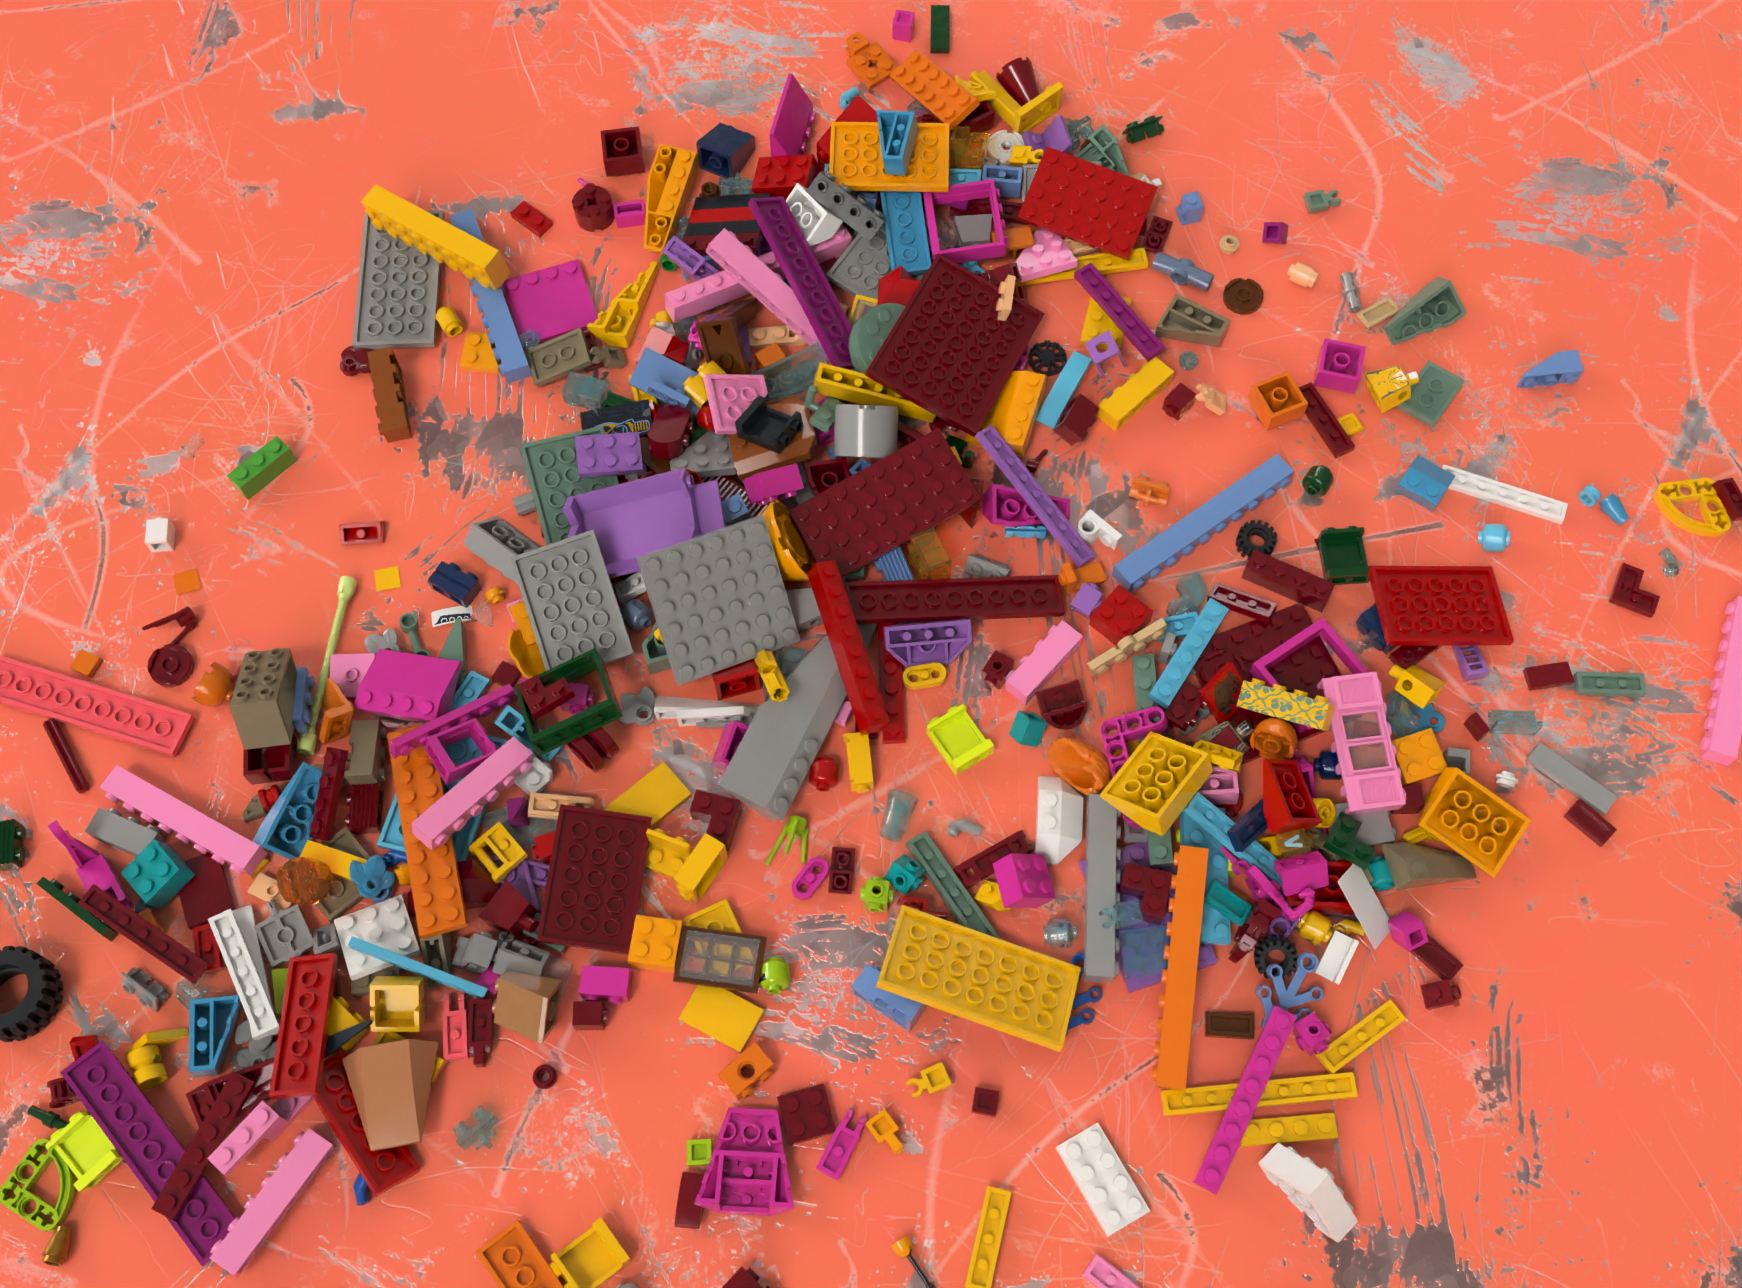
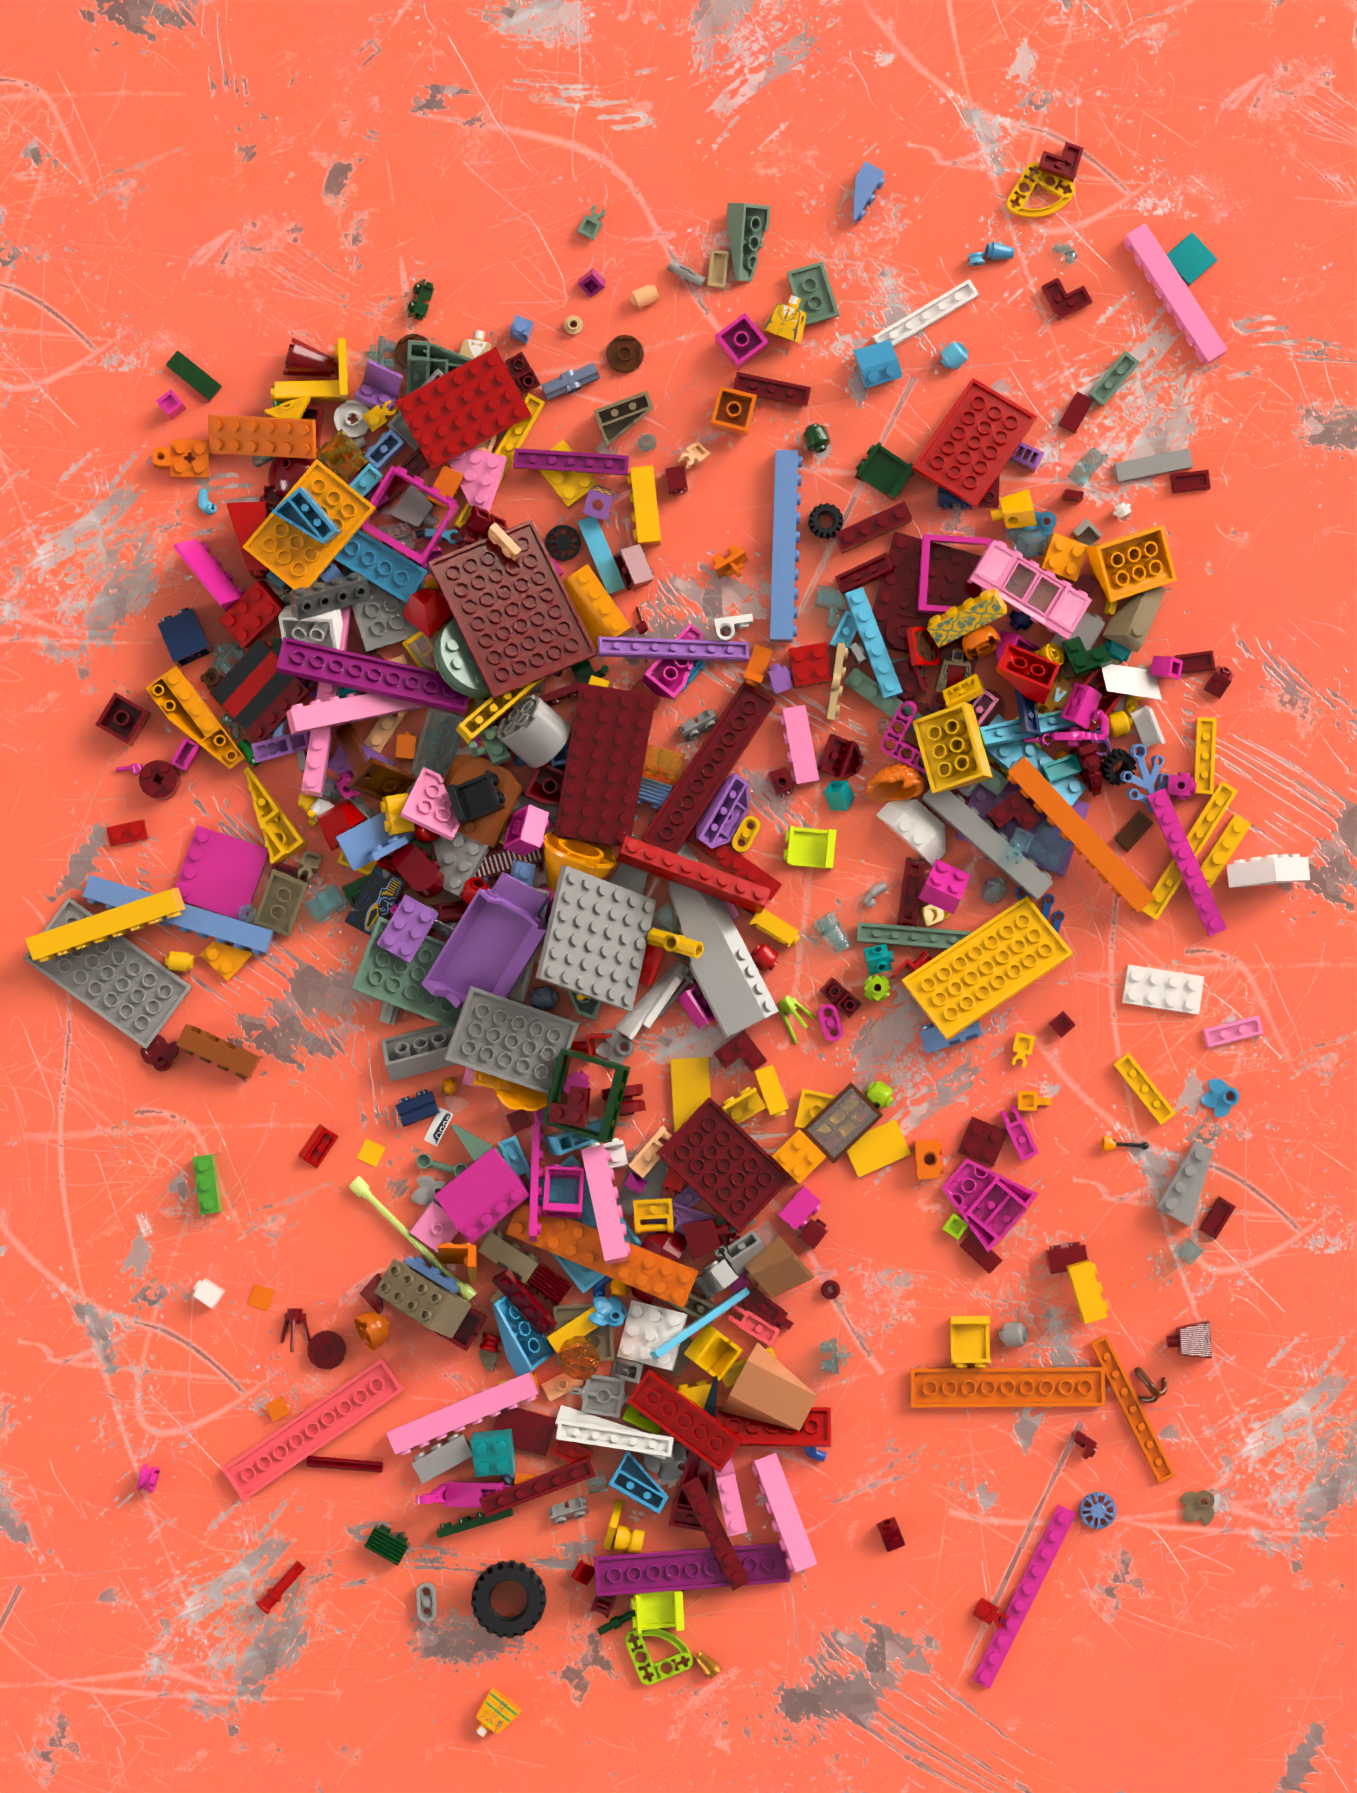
camera: 50 degrees left, 20 degrees up
(623, 681) = (589, 1046): none -> red bracket
(1350, 424) = (789, 373): yellow tile -> none

